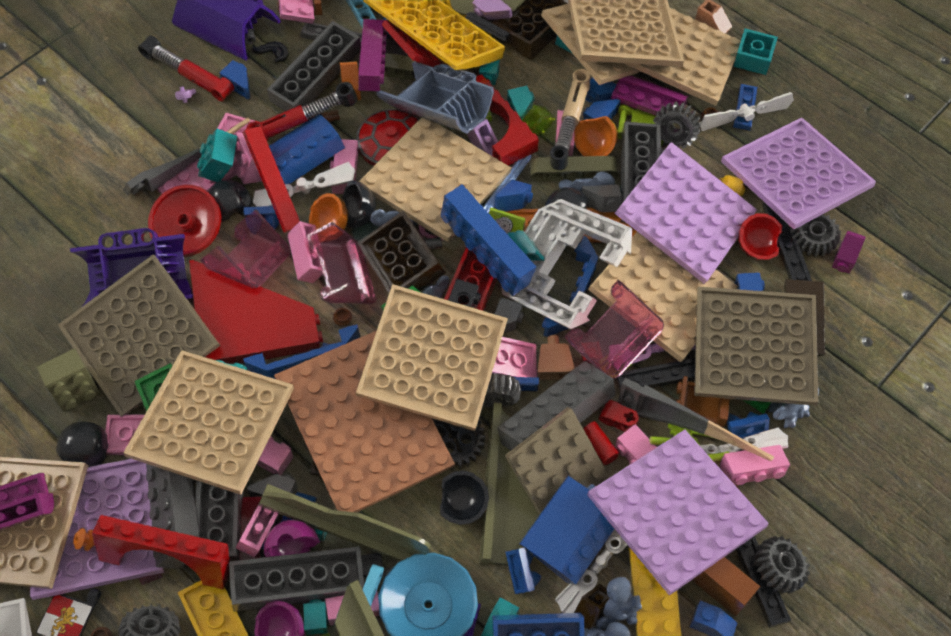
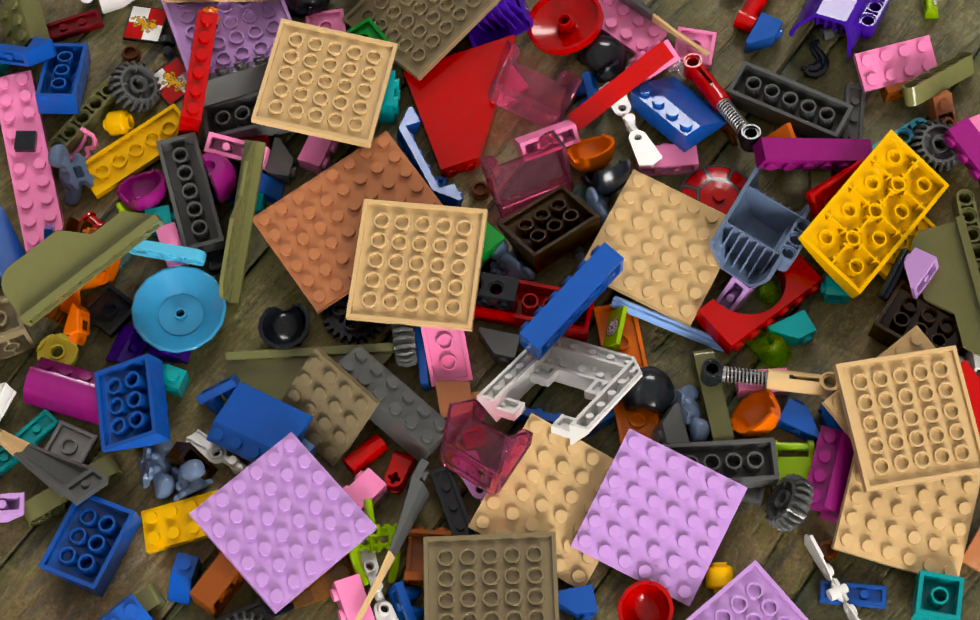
camera: 85 degrees right, 5 degrees up
(137, 594) = (171, 77): none -> flag
(217, 155) = (640, 29): teal brick -> none
(513, 196) = (654, 333): blue slope -> none
(527, 245) = (580, 345): teal slope -> none

